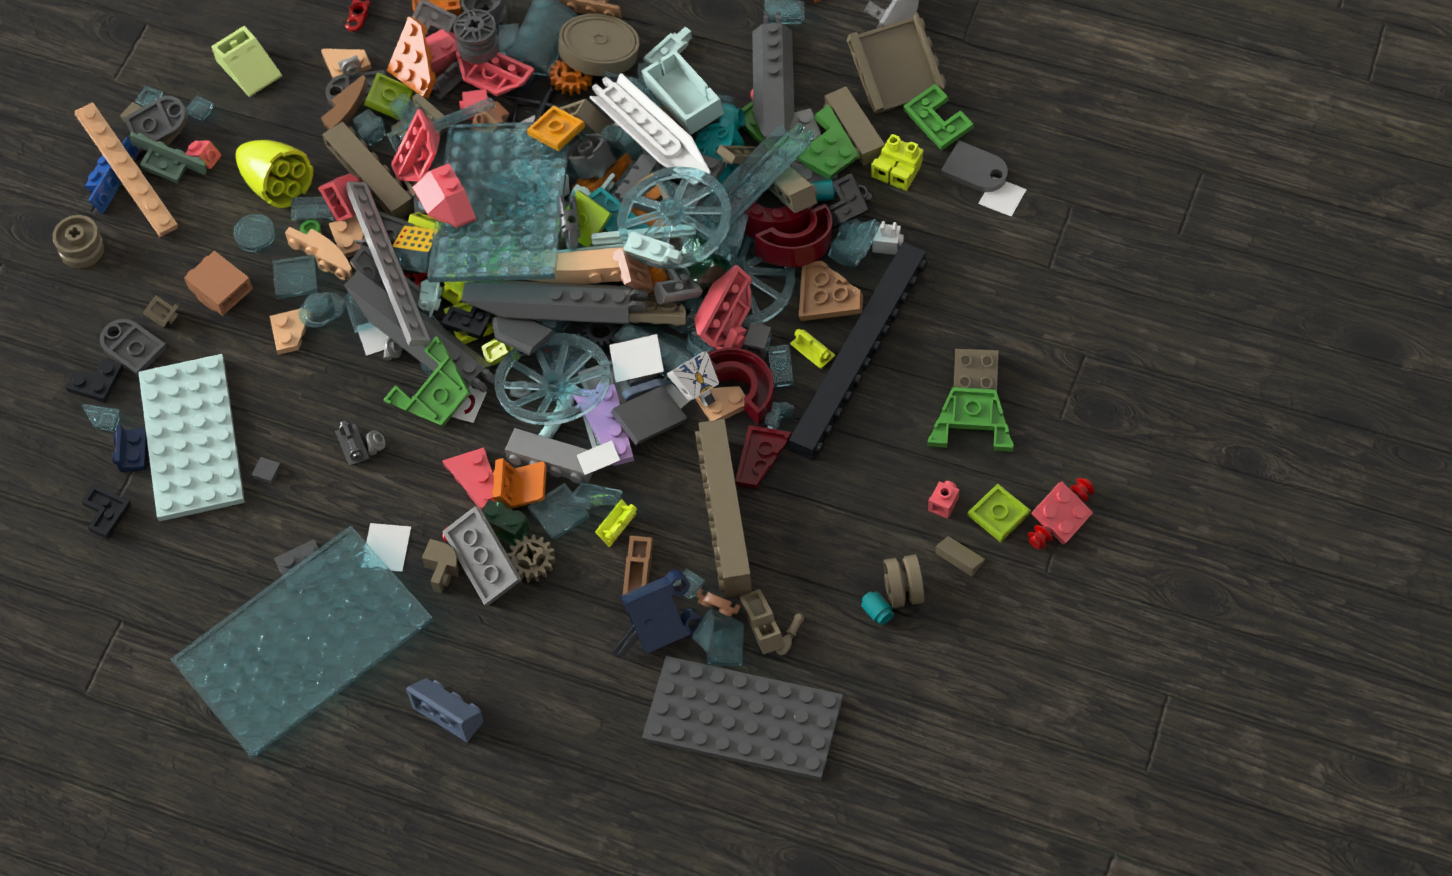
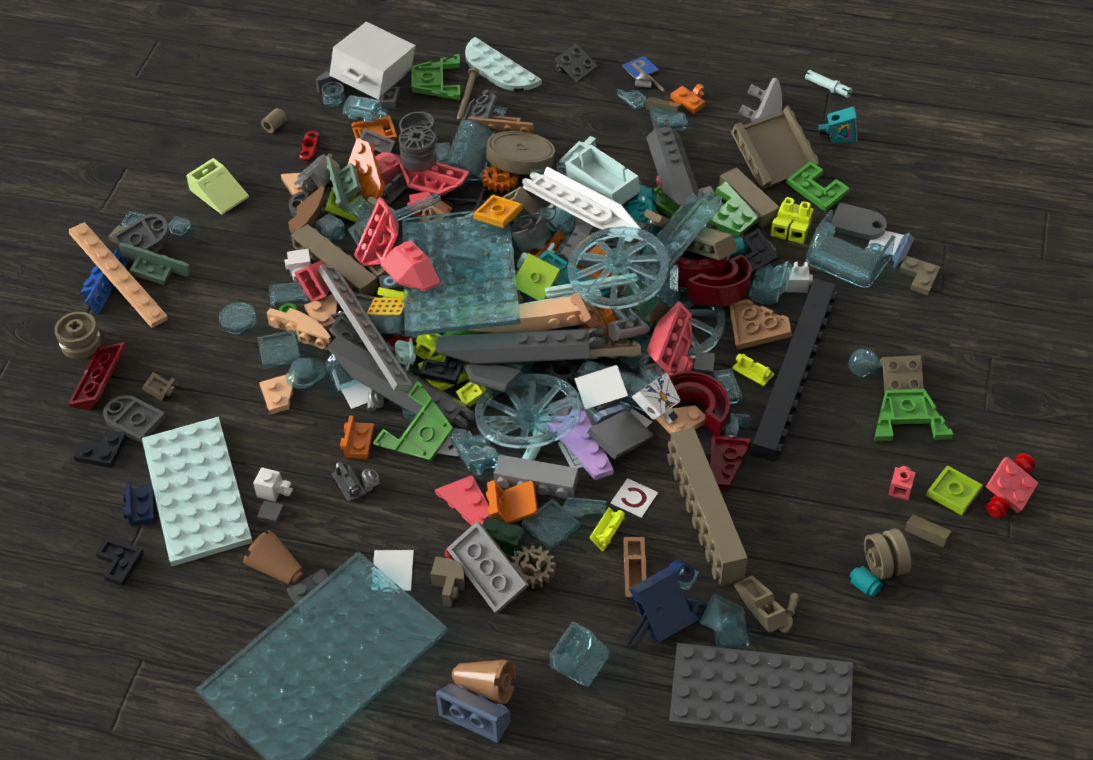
camera: 10 degrees left, 10 degrees down
(96, 292) = (96, 376): none -> dark red slope
(102, 417) = (109, 479): clear light blue tile -> none
(205, 151) = (188, 256): coral bracket -> none
(218, 283) = (209, 358): nougat brick -> none
(263, 525) = (273, 559): none -> medium nougat cone
(268, 440) = (270, 484): none -> white brick
(274, 171) = (252, 263): neon yellow cylinder -> none
(328, 168) = (296, 261): none -> white brick
(363, 54) = (317, 171): none -> light grey bracket
(367, 393) = (357, 439): none -> orange bracket
(389, 71) = (344, 181): none -> sand green bracket
(464, 676) = (487, 678): none -> medium nougat cone
(489, 421) = (474, 451): none -> clear light blue brick
(561, 659) = (579, 654): none -> clear light blue slope
(569, 222) = (524, 278): dark grey hinge -> none
(598, 457) = (581, 472): white sticker -> none
(651, 249) = (605, 292): light aqua hinge -> none
(653, 488) = (634, 497): none -> white sticker
(711, 599) = (719, 587): nougat plate -> none
(937, 349) = (863, 362): none -> clear light blue hair
(944, 219) = (845, 259): none -> clear light blue windscreen
(983, 38) = (841, 126): none -> teal torso
(1017, 209) = (902, 249): none -> sand blue piece
(1035, 242) = (924, 274): none -> dark tan plate

